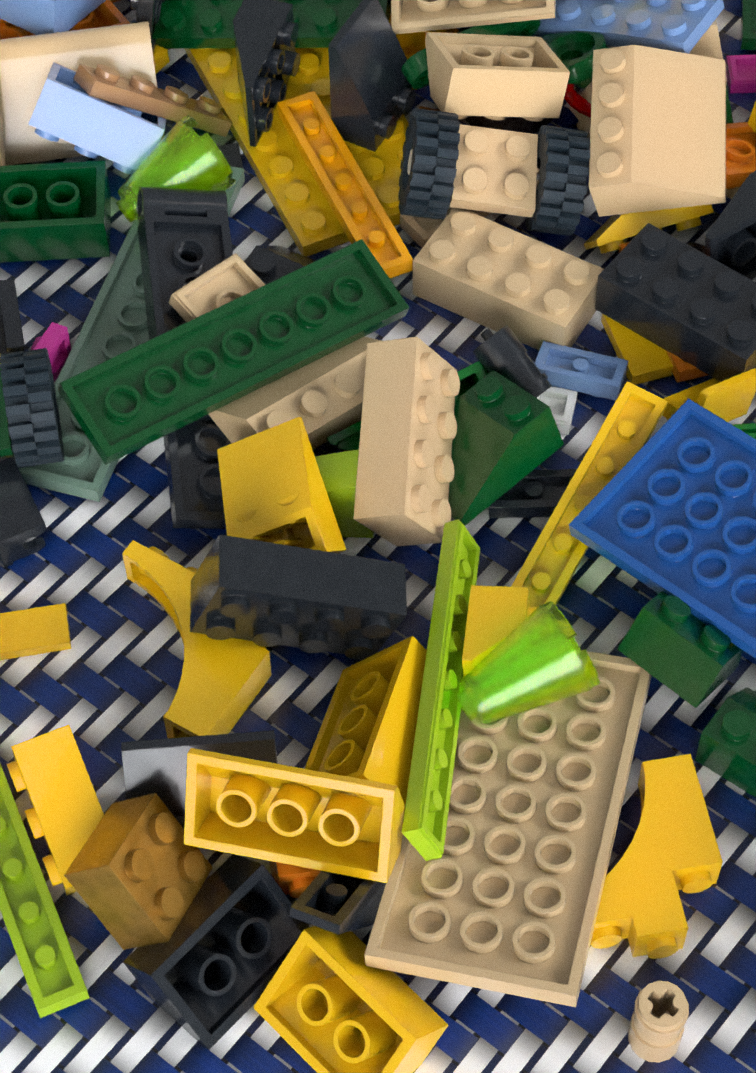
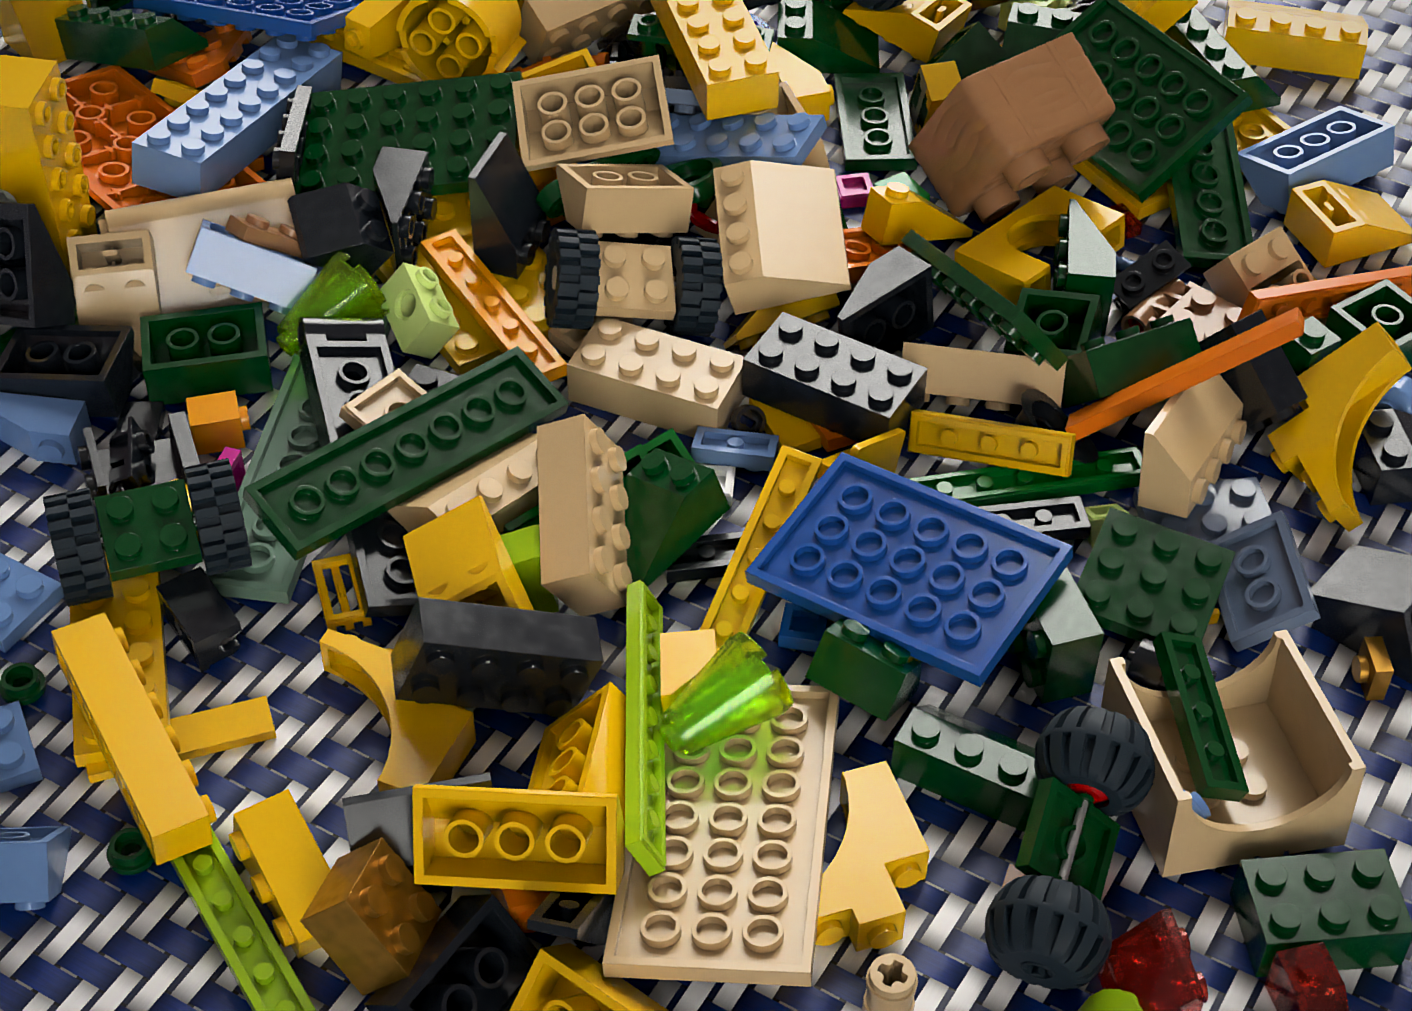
camera: 10 degrees left, 10 degrees down
(48, 290) = (217, 422): none -> light orange brick
(157, 523) = (346, 616): none -> yellow tile
(195, 80) = (343, 221): none -> black slope
(266, 182) = (418, 311): none -> yellowish green brick
(508, 357) = (668, 434): black piece -> none
(602, 330) = (752, 413): none -> black hinge
(621, 590) = (801, 628): none -> blue plate

